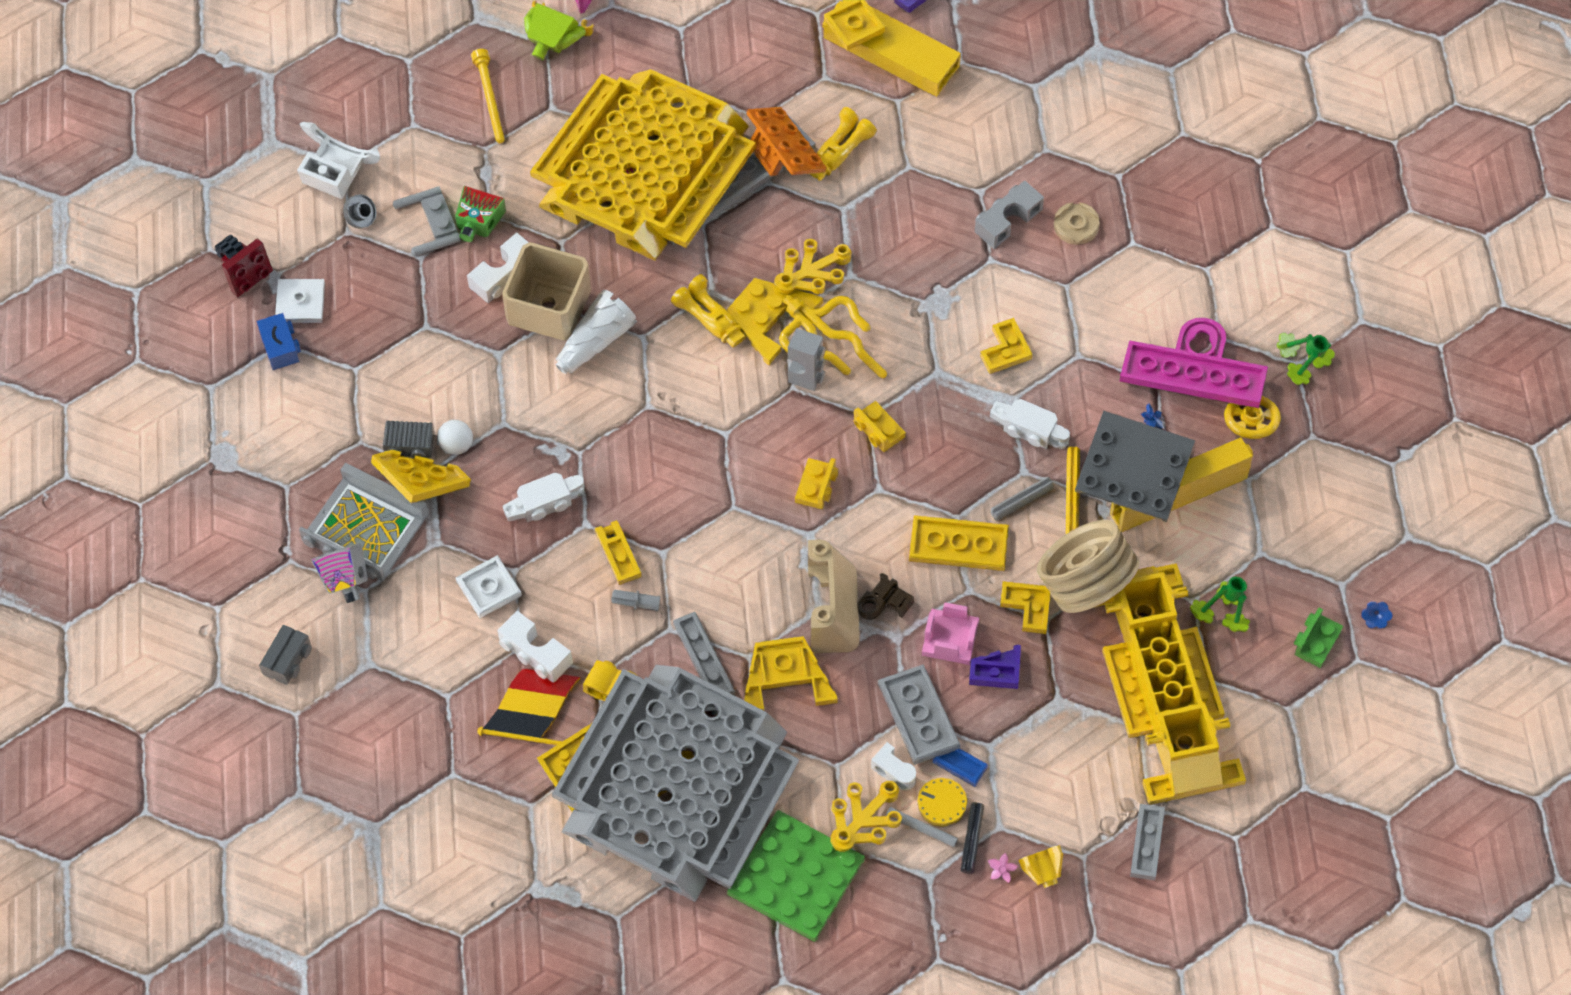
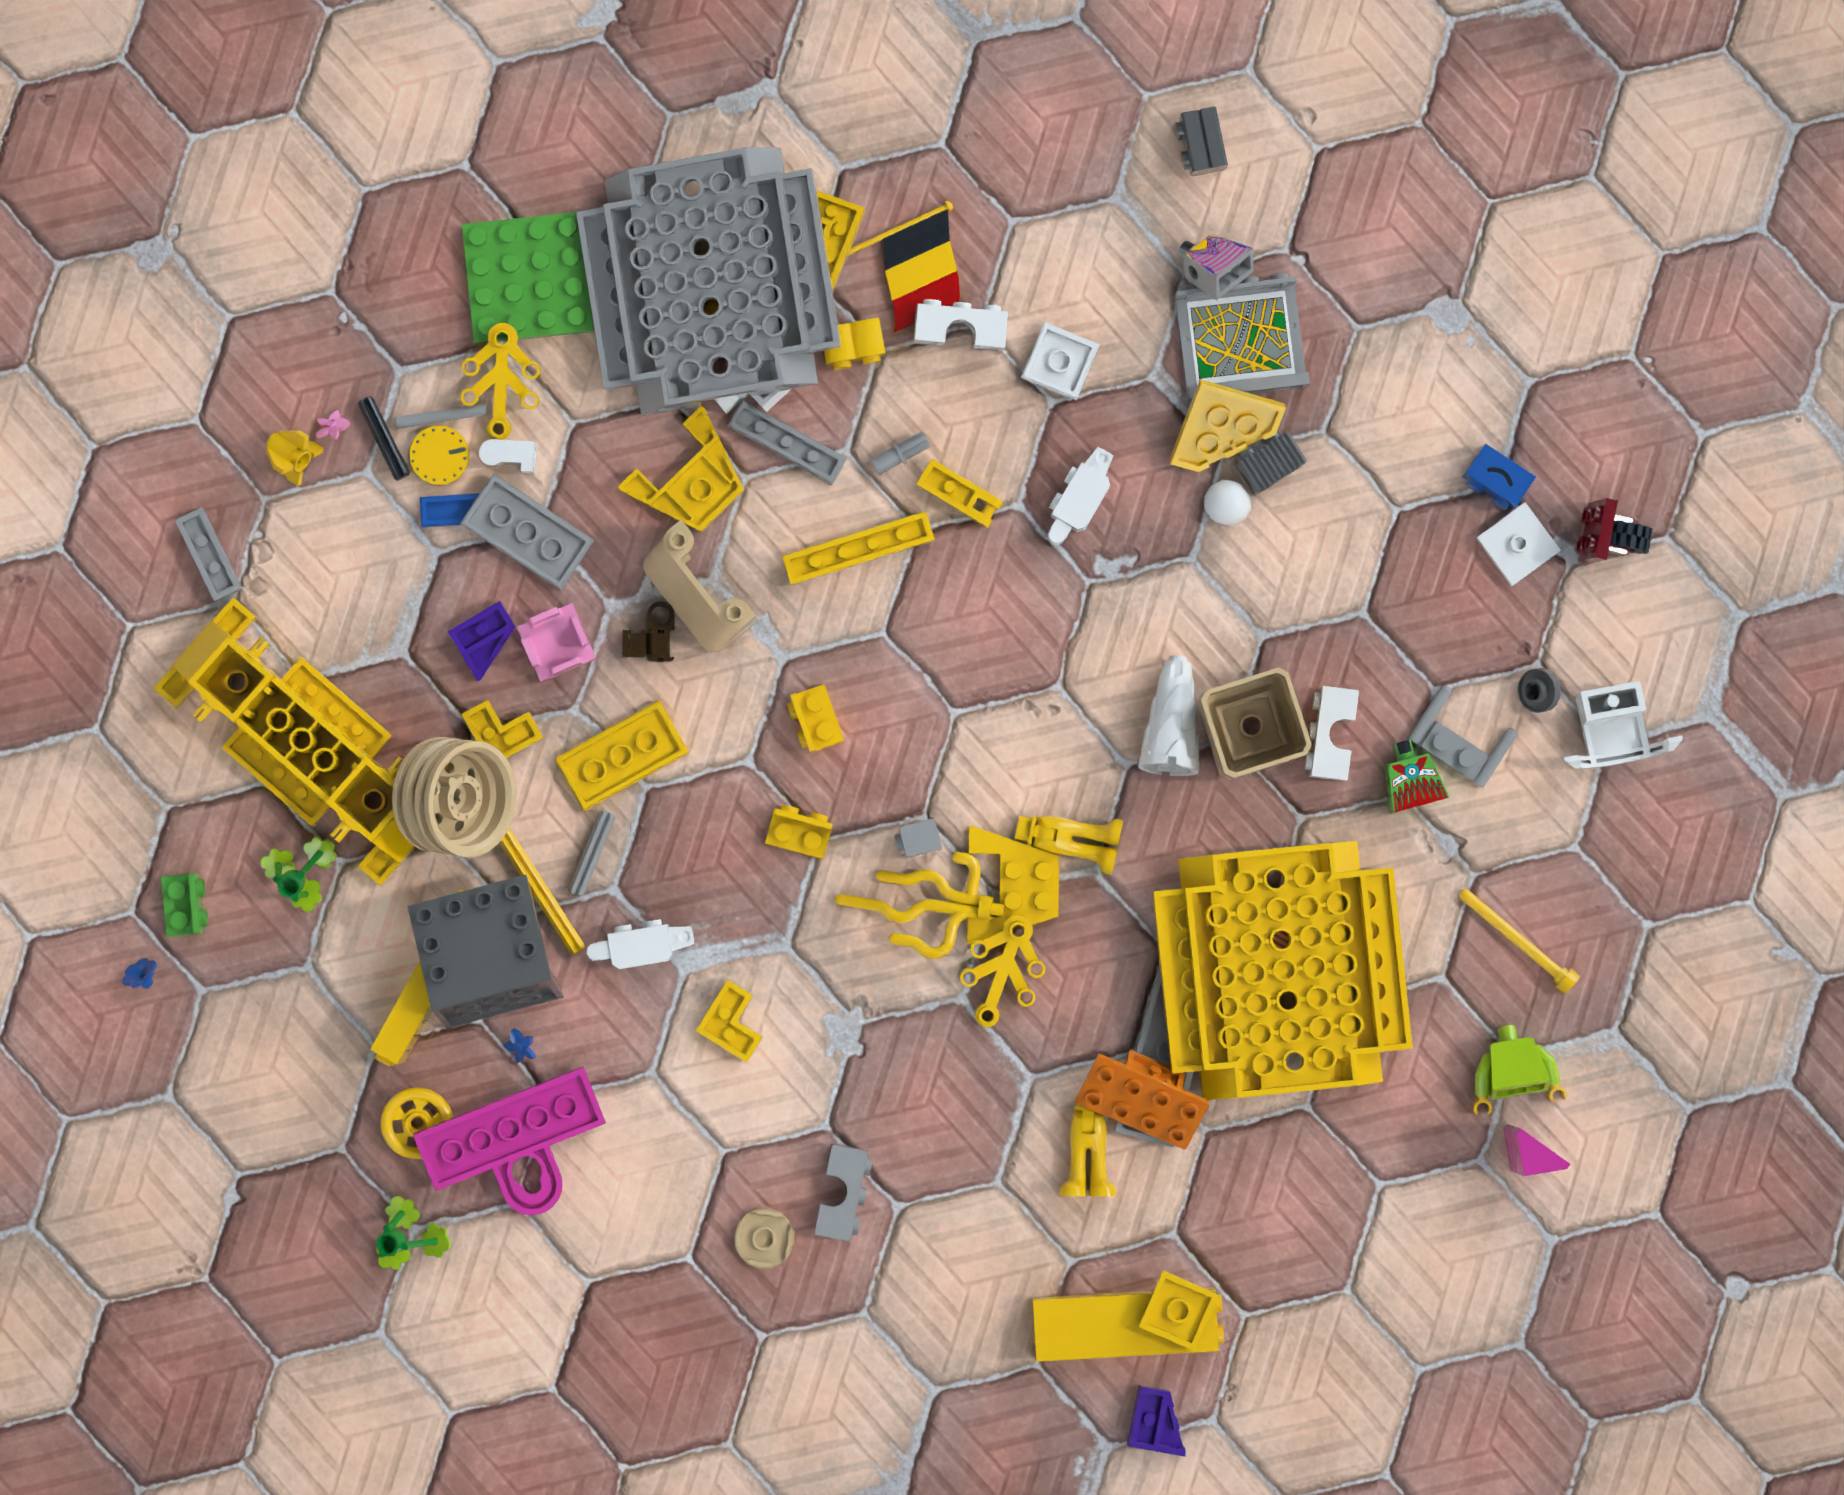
camera: 140 degrees right, 25 degrees up
(709, 561) = (858, 548): none -> yellow plate

